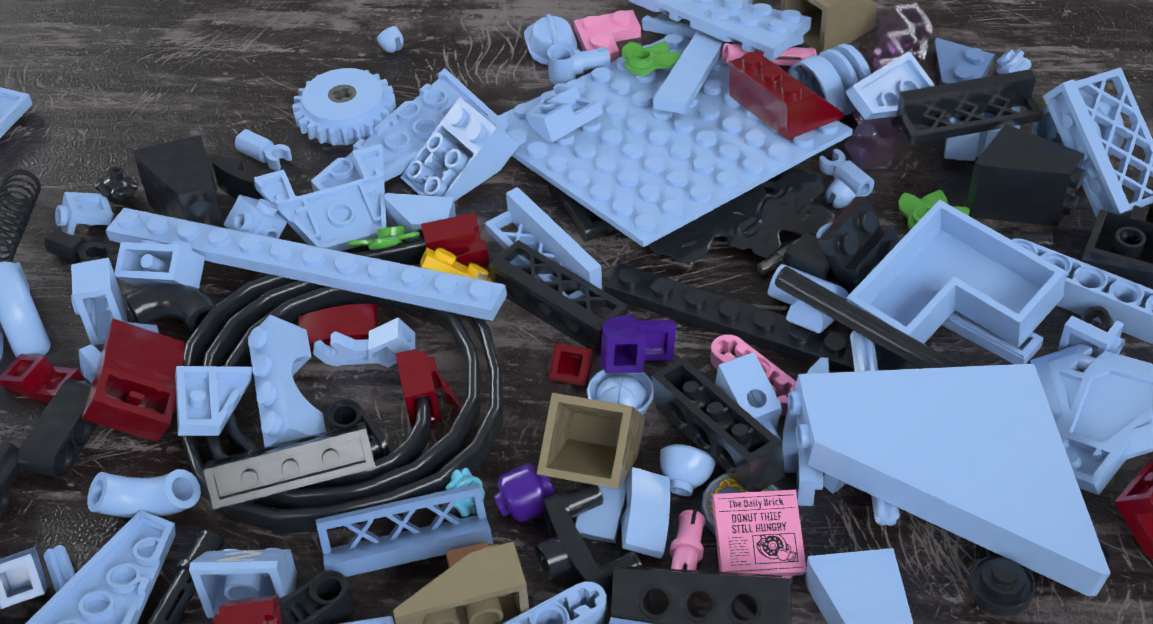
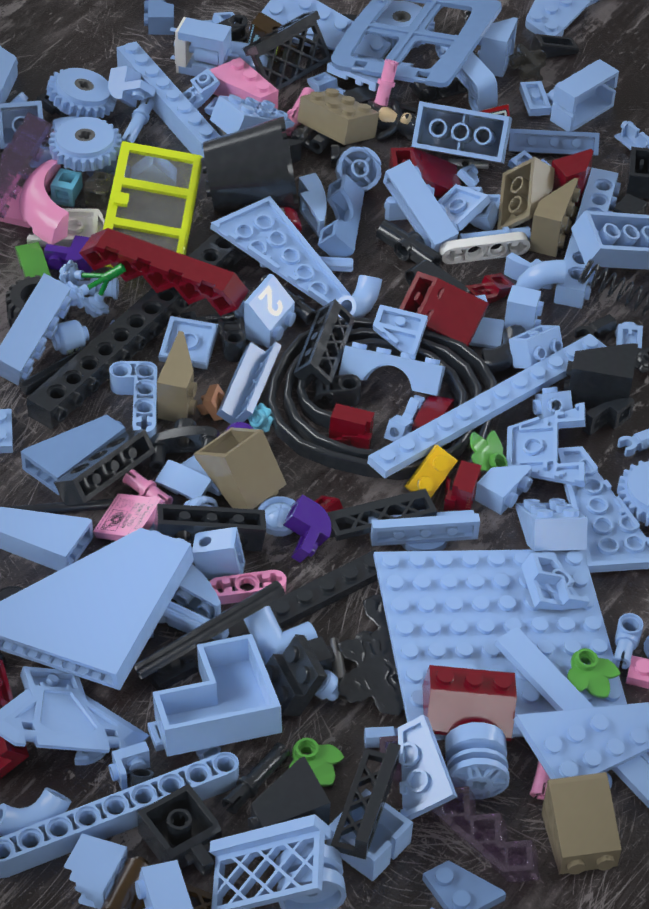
camera: 115 degrees right, 0 degrees up
(839, 194) = (376, 717): light blue hinge -> none

